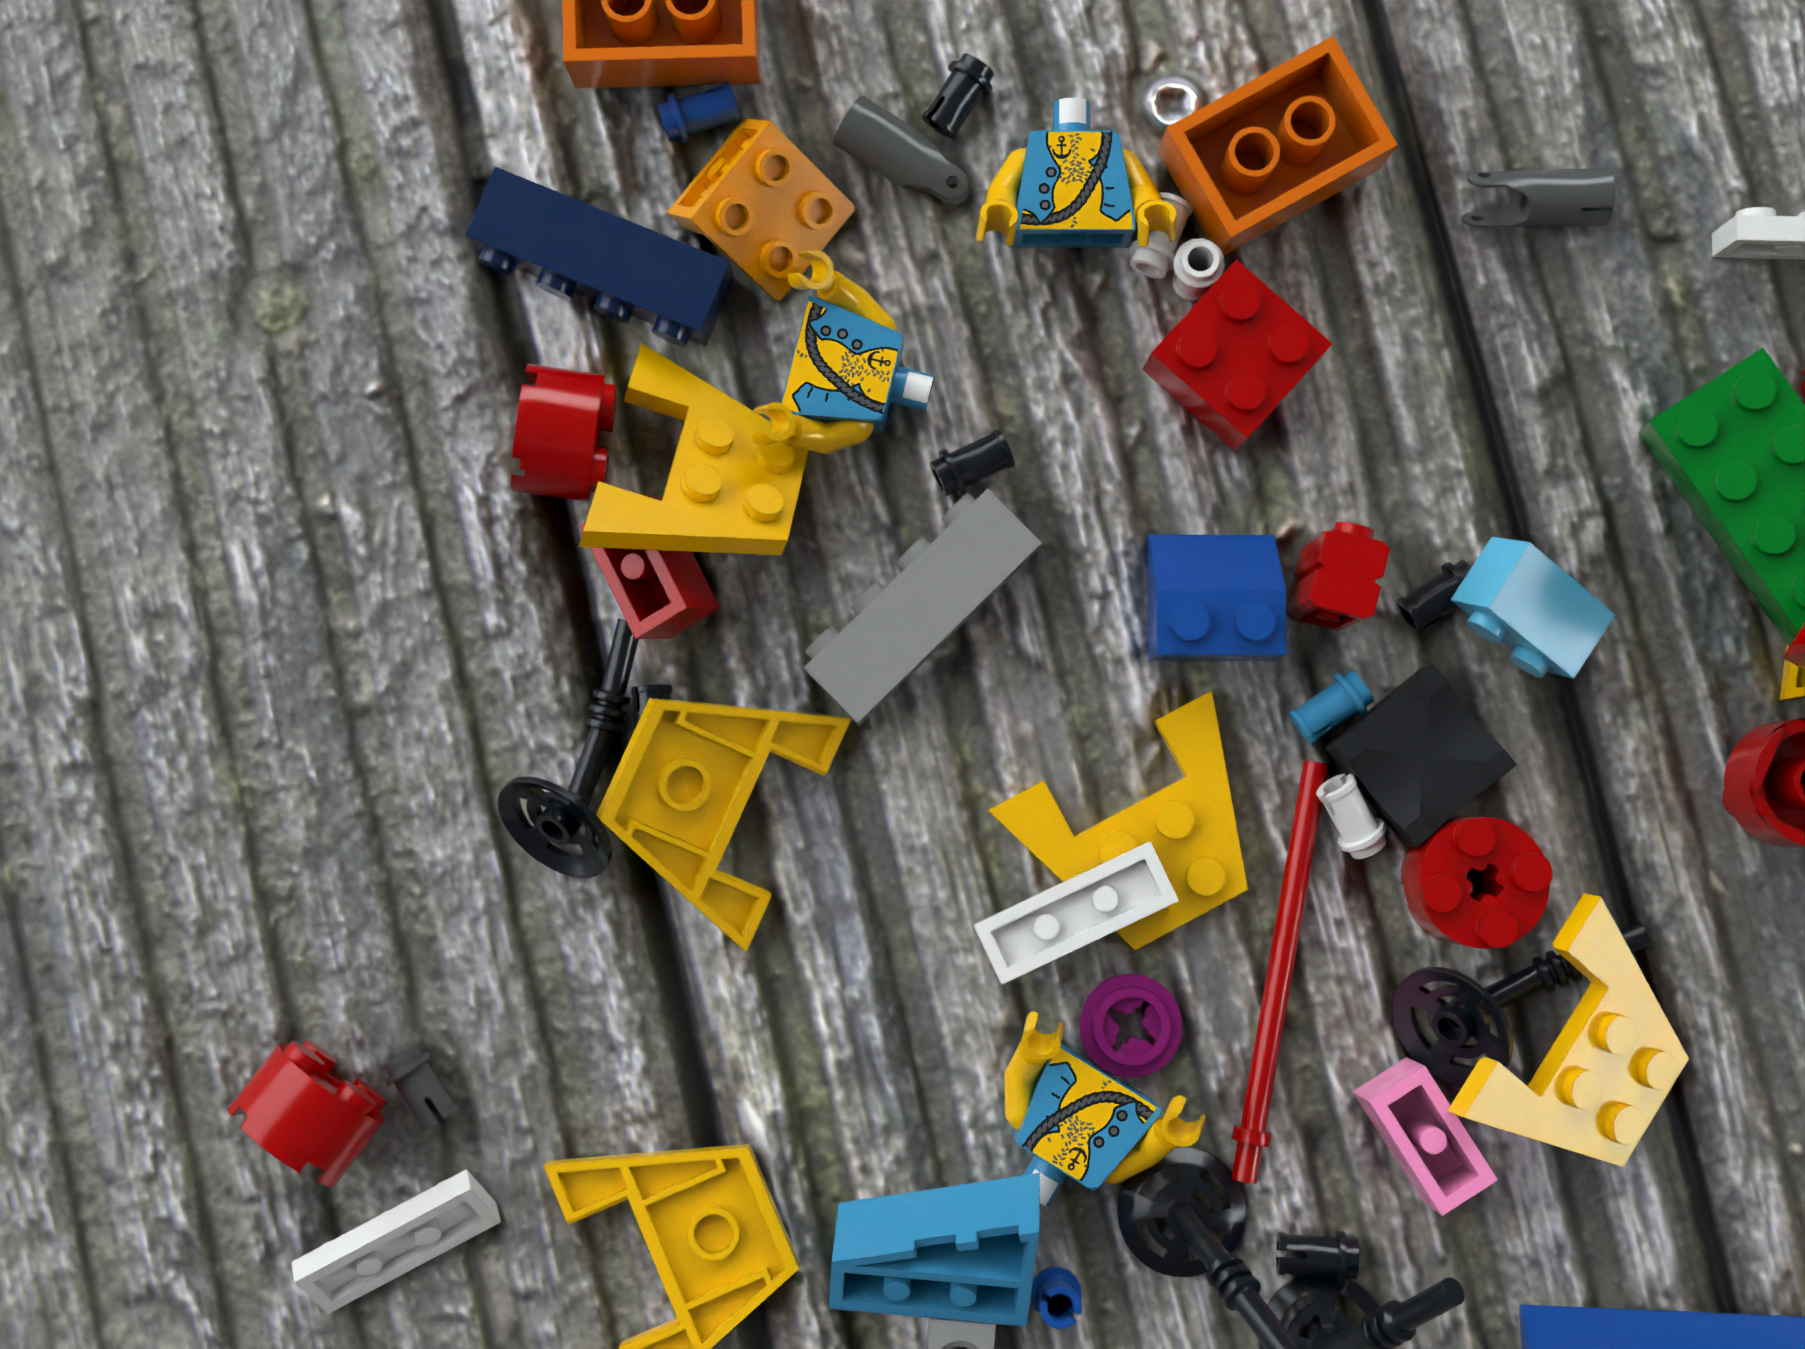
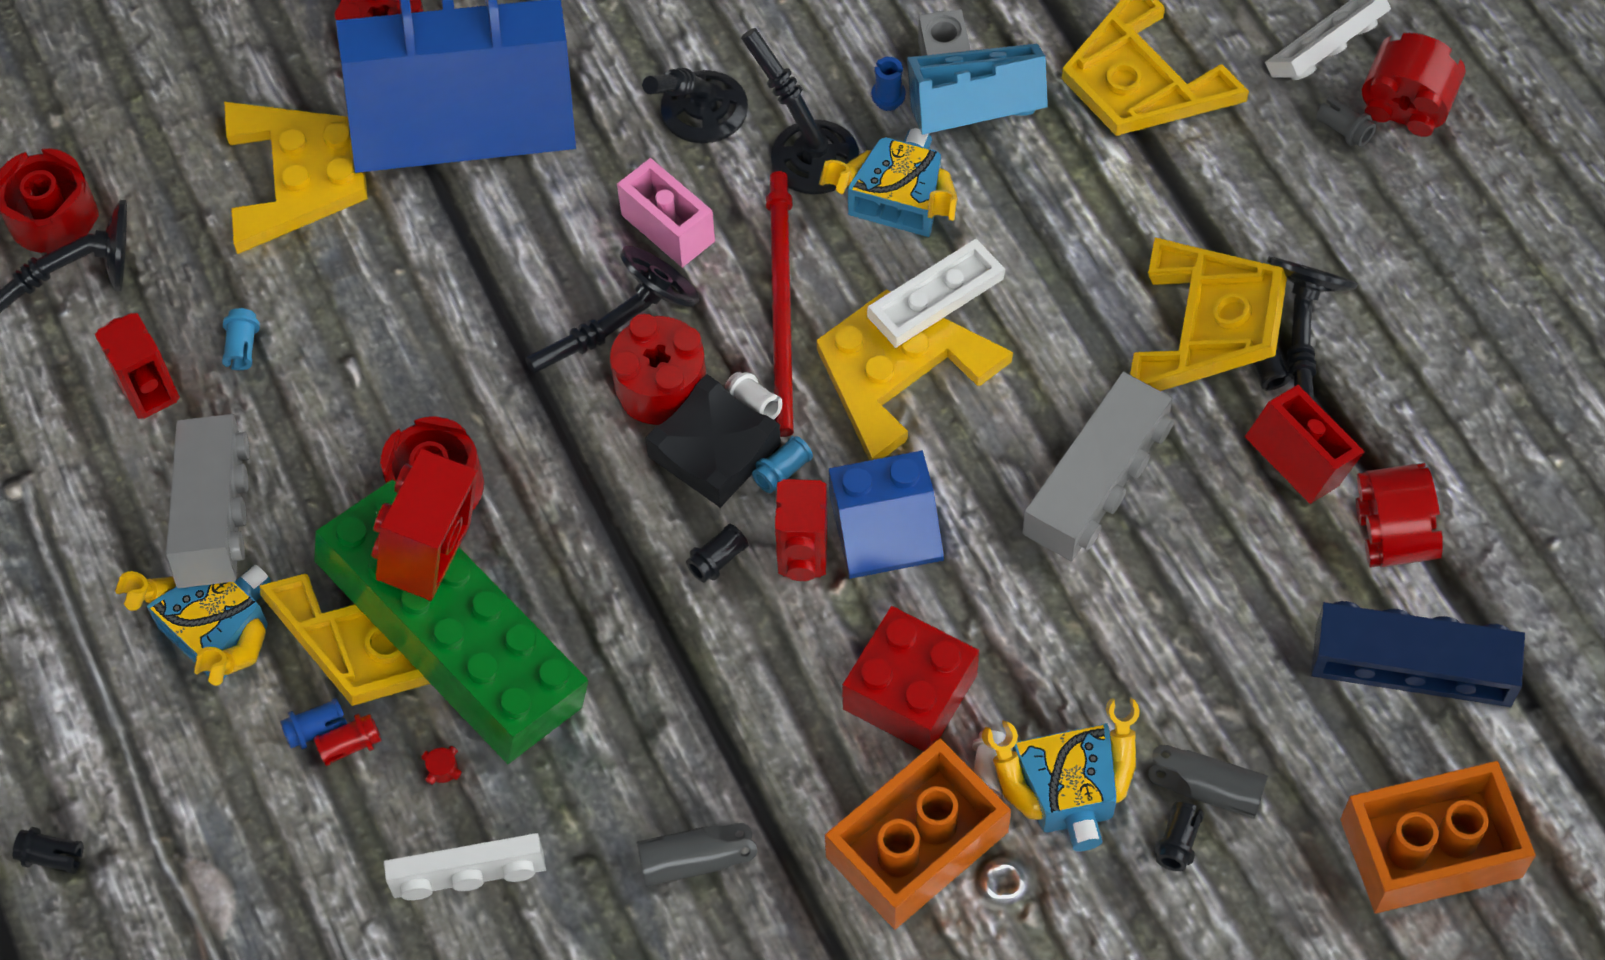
camera: 170 degrees right, 25 degrees down
(698, 112) = (1390, 772): blue pin -> none
(720, 485) = (1268, 512): yellow wing -> none
(763, 205) = (1311, 716): light orange bracket -> none
(841, 367) = (1208, 606): torso -> none
(971, 463) = (1090, 572): black pin -> none
(1133, 1056) = (866, 235): magenta gear -> none
(1196, 268) = (958, 731): white pin -> none
(1321, 1256) = (720, 143): black pin -> none
(1531, 608) = (651, 544): medium azure brick -> none
(1604, 1067) = (552, 268): yellow wing -> none

